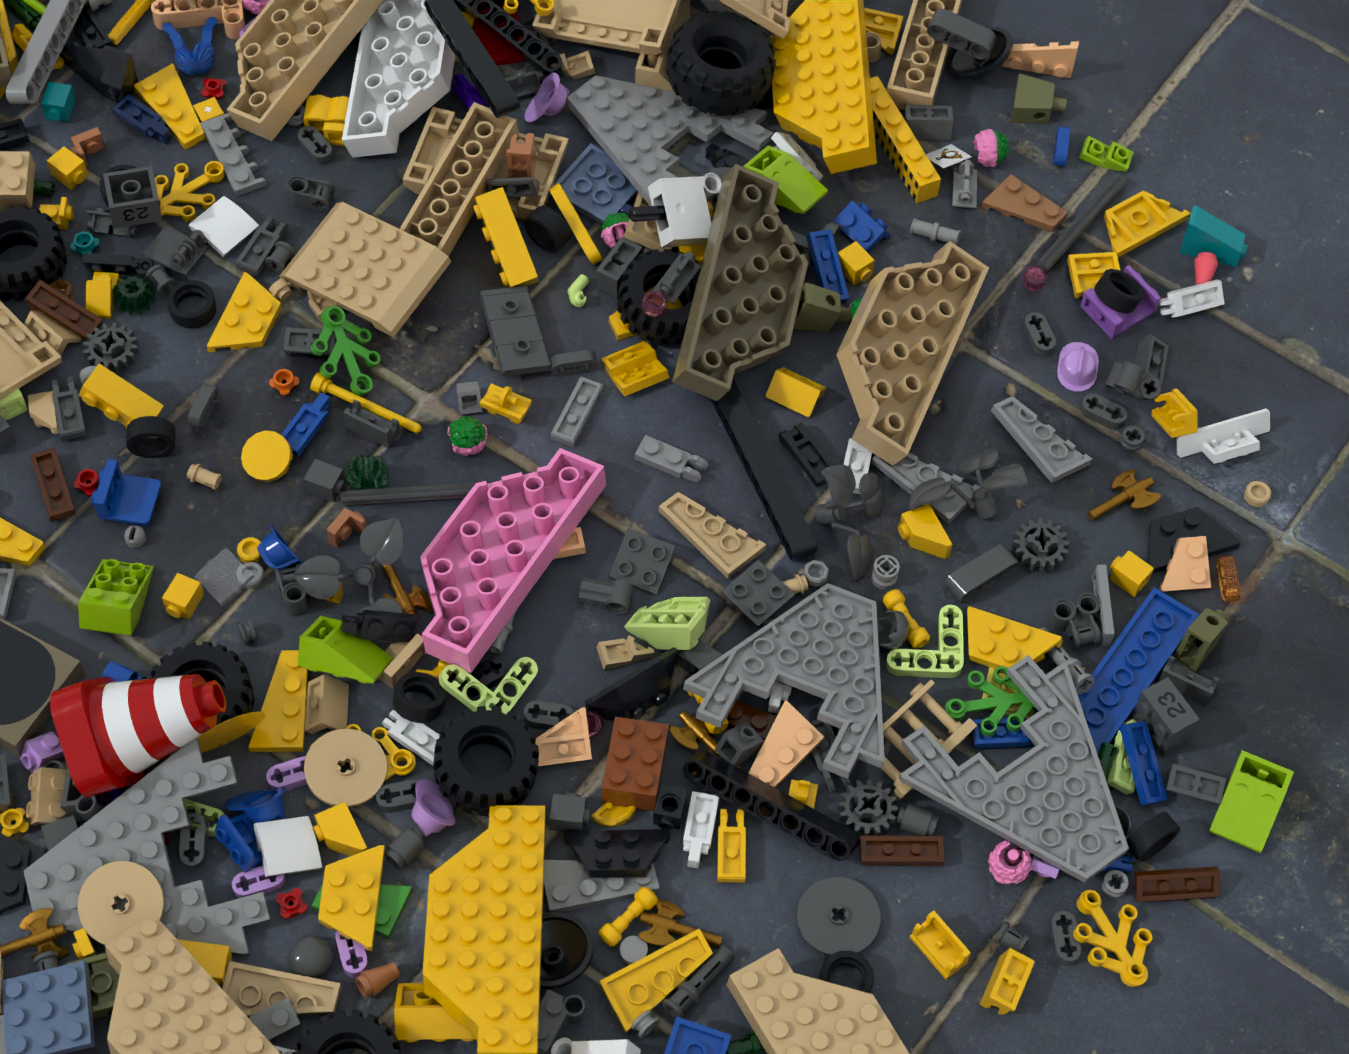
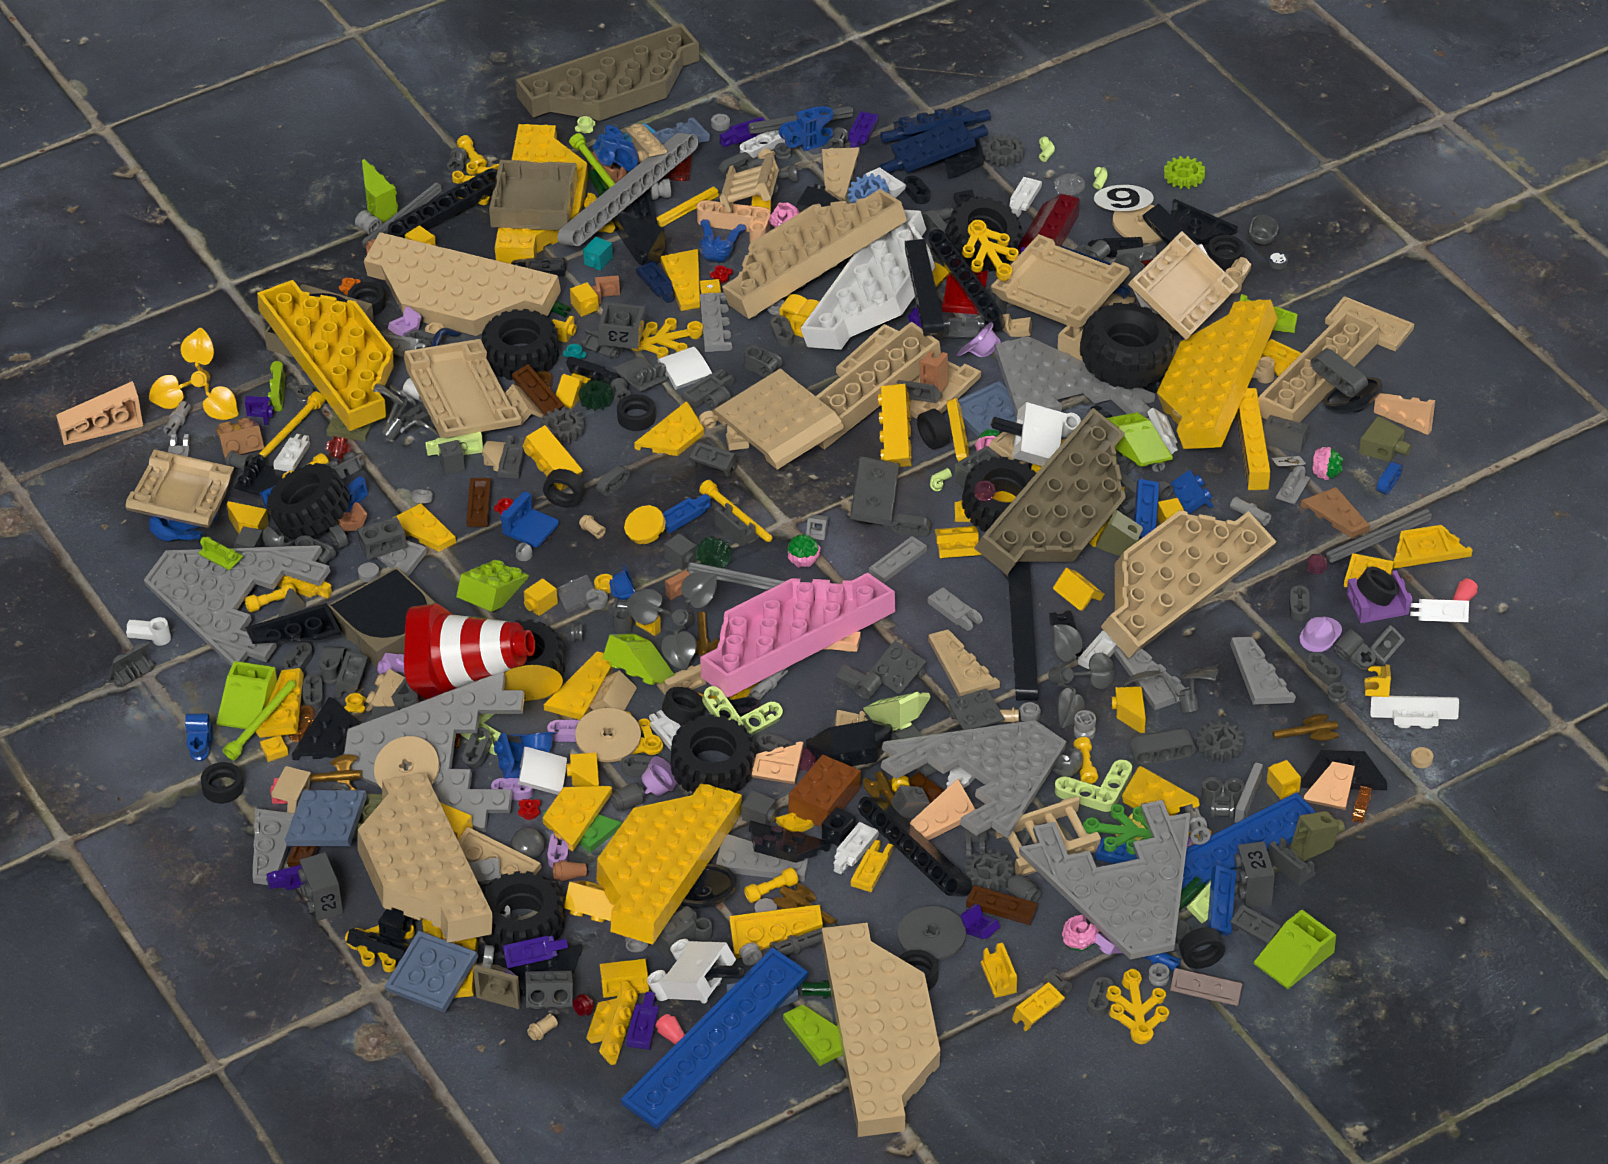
camera: 25 degrees right, 15 degrees down
(83, 946) = (370, 787): yellow plate -> none
(281, 376) = (681, 481): orange plate -> none
(346, 348) = (737, 467): bright green plant -> none
(380, 625) = (675, 649): black hinge -> none
(505, 403) = (842, 536): yellow hips -> none
(677, 277) = (1013, 479): dark grey hinge -> none
(804, 792) = (947, 848): yellow tile -> none
(889, 887) = (978, 924): none -> dark purple bracket
(1111, 157) = (1428, 496): lime slope -> none
(1214, 236) = (1476, 565): teal slope -> none

